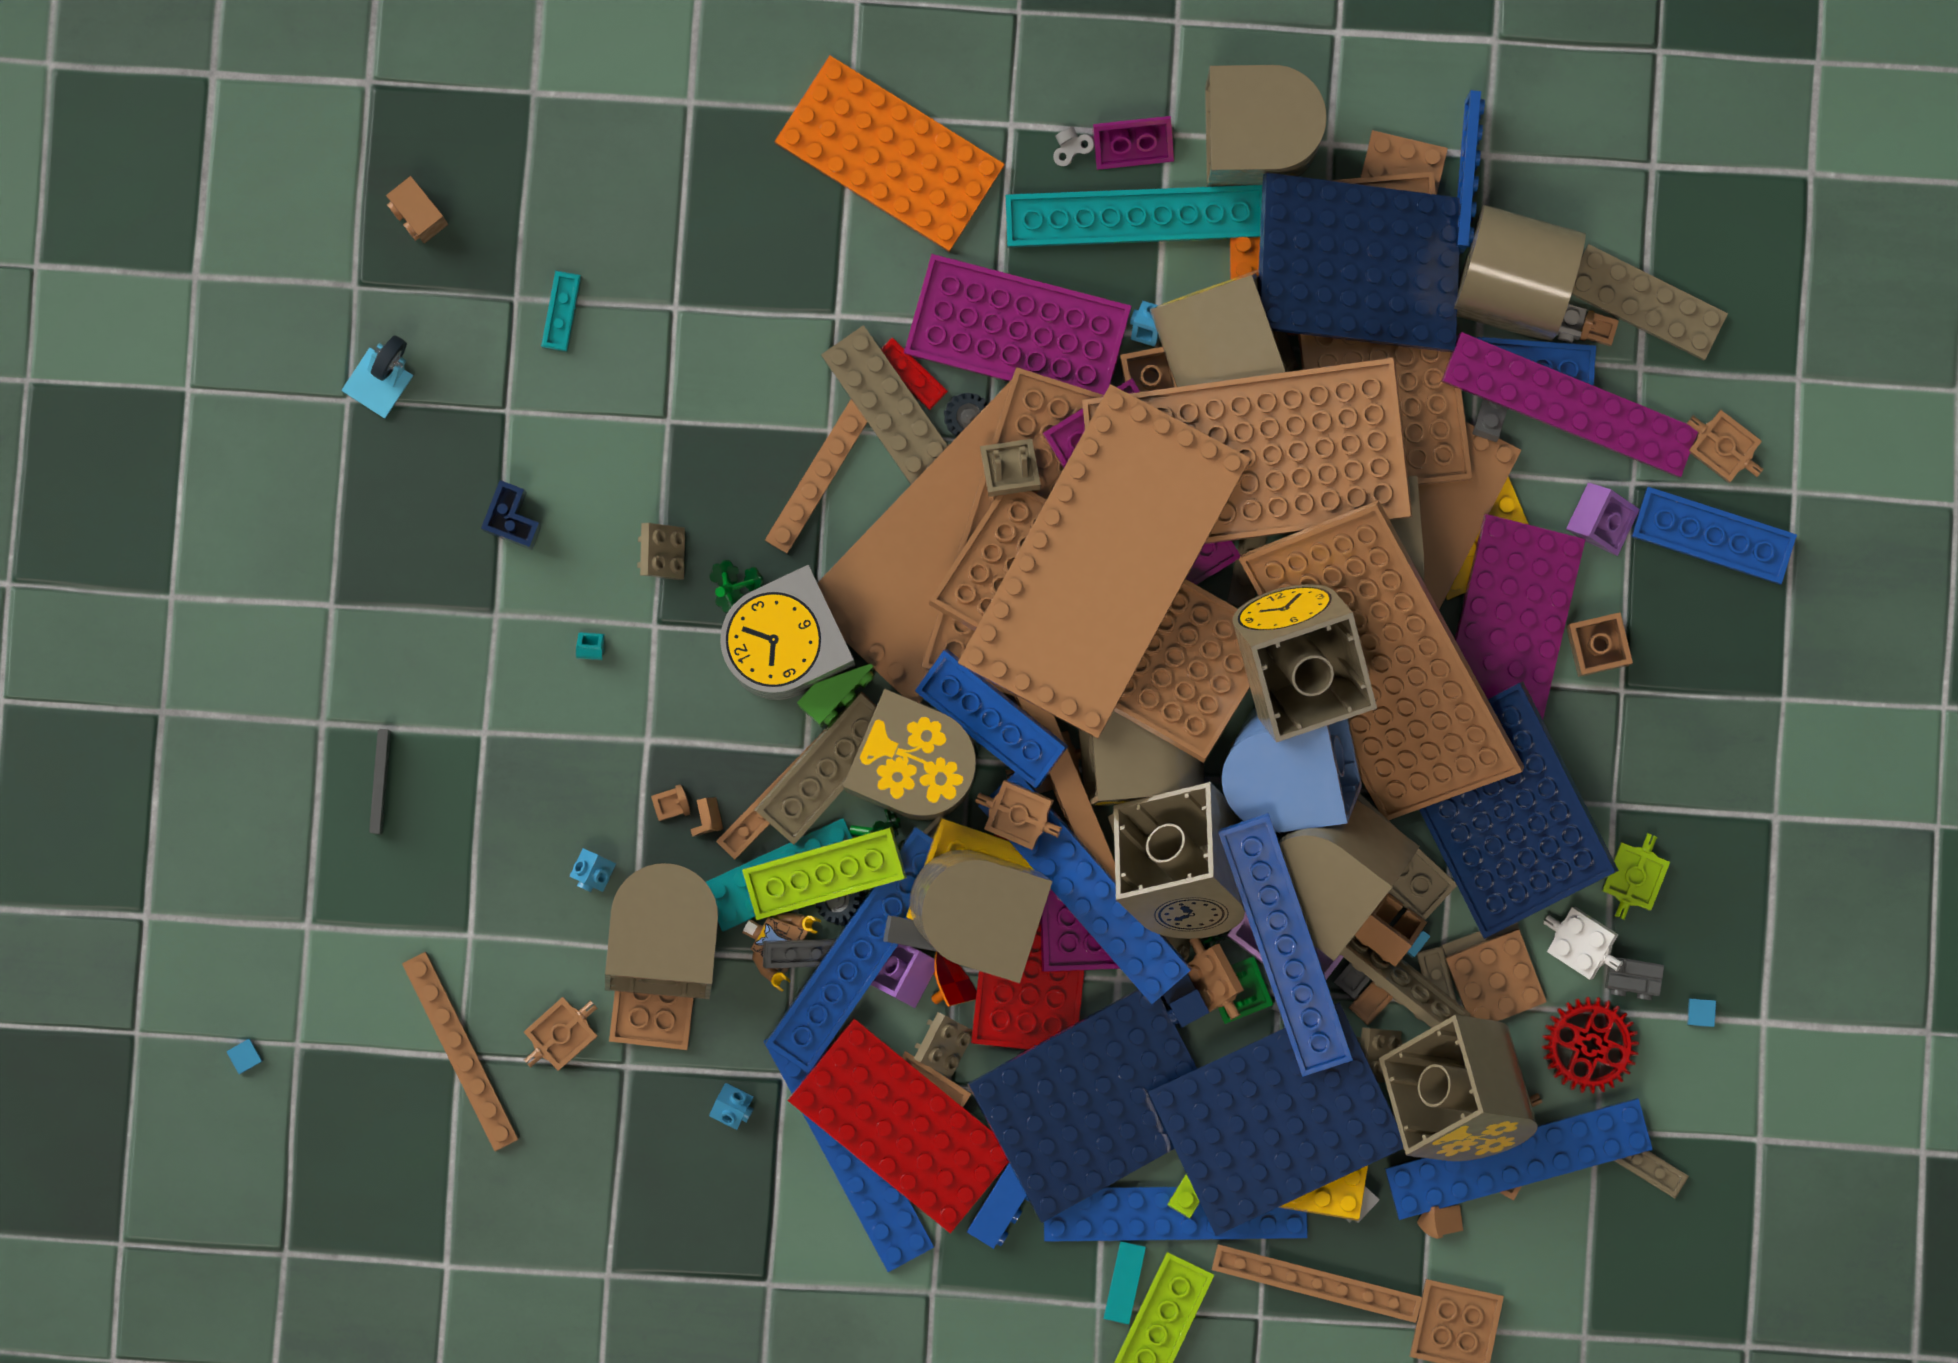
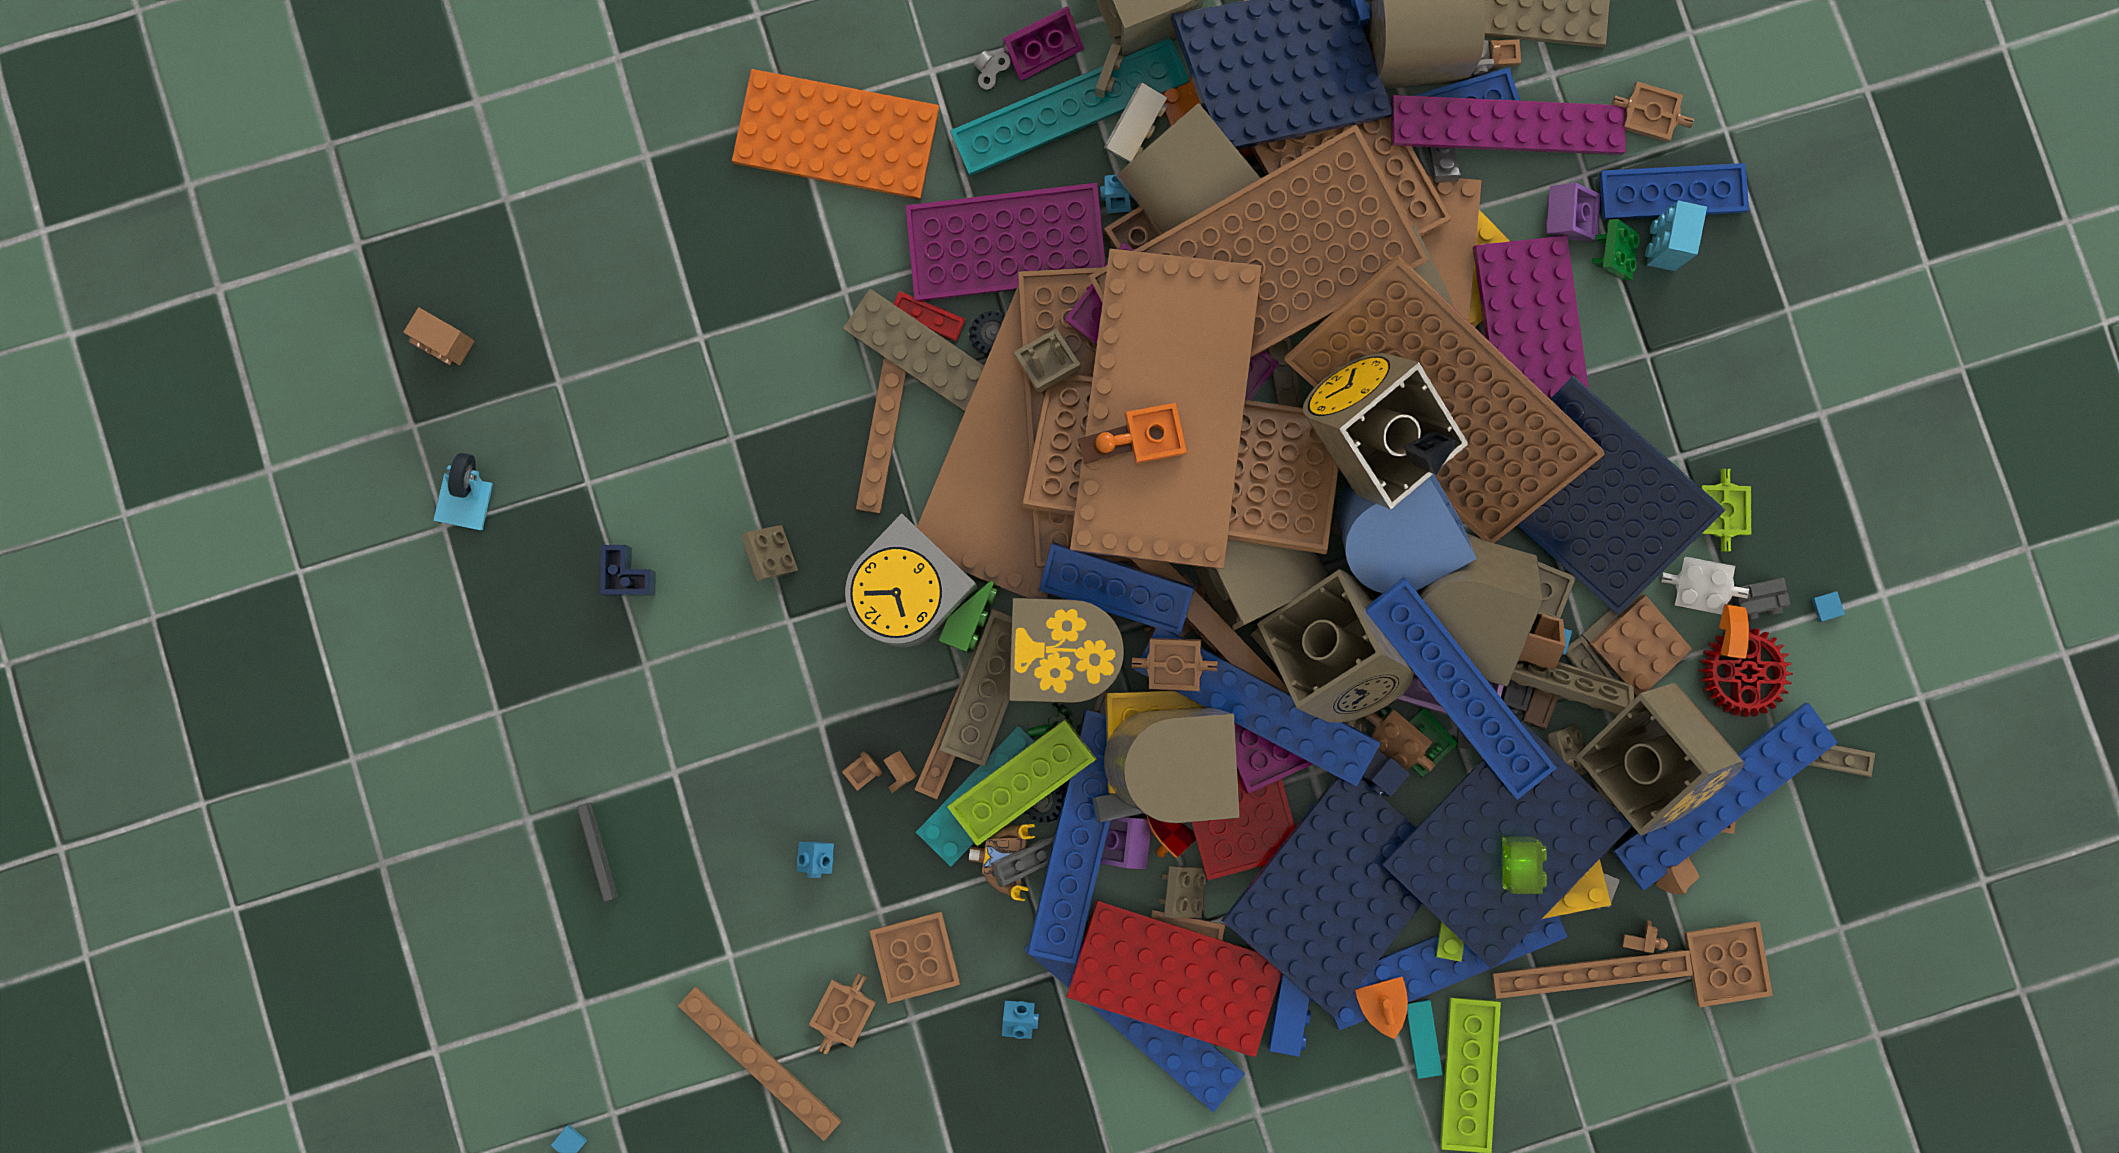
camera: 25 degrees left, 0 degrees up
(561, 311) = (601, 378): teal tile -> none
(590, 646) = (738, 660): teal brick -> none
(662, 934) = (897, 893): dark tan brick -> none
(726, 576) = (835, 555): dark green plant -> none
(1031, 574) = (1091, 453): none -> reddish brown plate
(1066, 591) = (1143, 445): none -> orange plate
(1098, 1233) = (1384, 1005): none -> orange shield
(1194, 189) = (1106, 80): none -> dark tan plate
(1194, 260) = (1136, 123): none -> white brick
(1281, 1139) = (1523, 865): none -> clear neon green brick
(1336, 701) = (1430, 451): none -> black slope
(1384, 1274) = (1647, 942): none -> medium nougat piece
(1593, 995) = (1735, 622): none -> orange slope
(1599, 644) = (1615, 321): medium nougat brick -> none
(1632, 573) = (1619, 249): none -> green plate
(1691, 581) = (1676, 236): none -> medium azure brick

